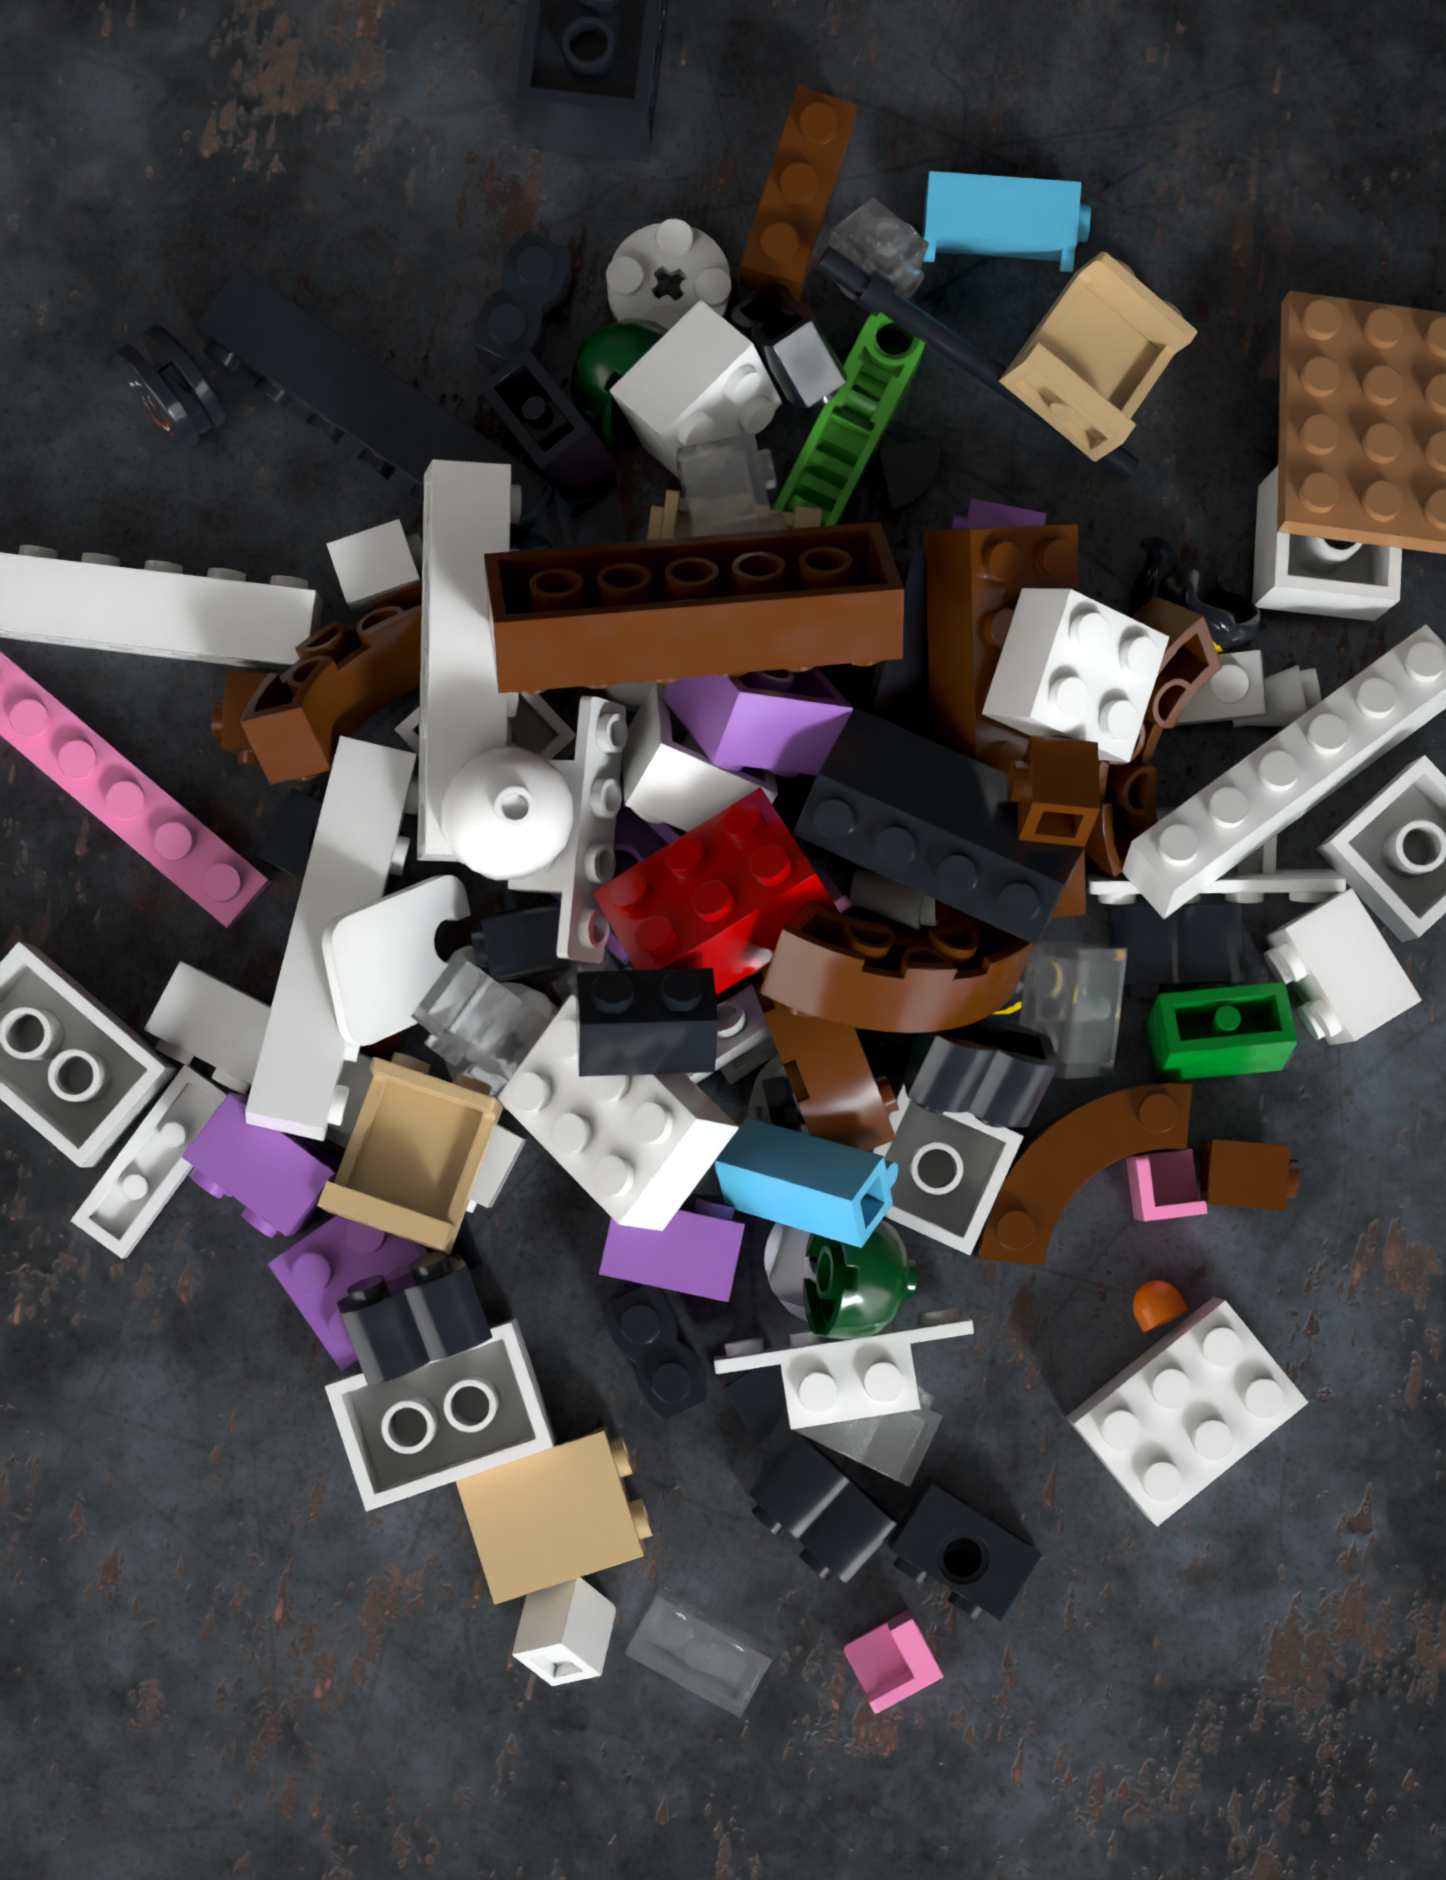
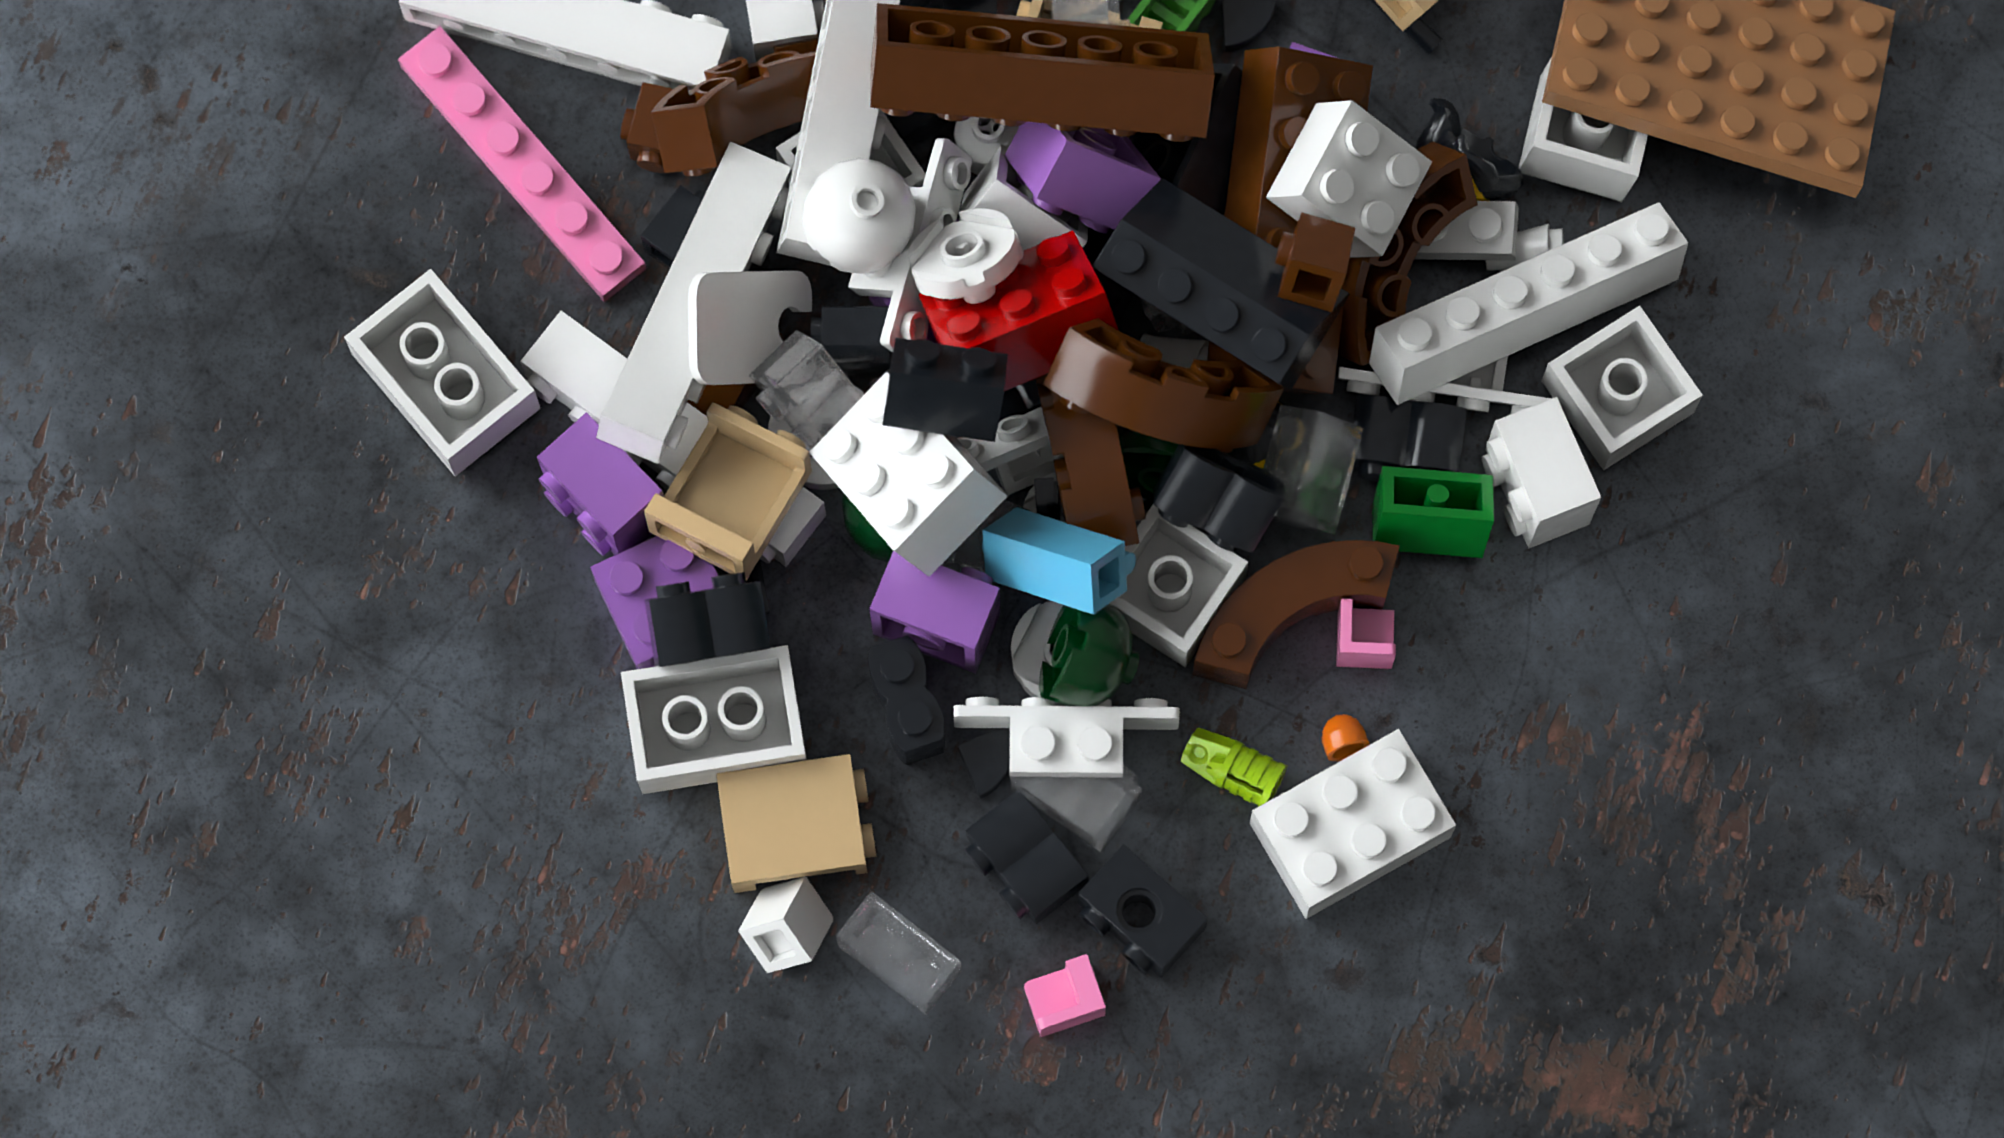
camera: 10 degrees right, 10 degrees down
(149, 1164) = (499, 481): white plate -> none
(657, 869) = (965, 256): none -> white plate
(1040, 1362) = (1234, 766): none -> lime hinge
(1247, 1174) = (1437, 635): reddish brown brick -> none

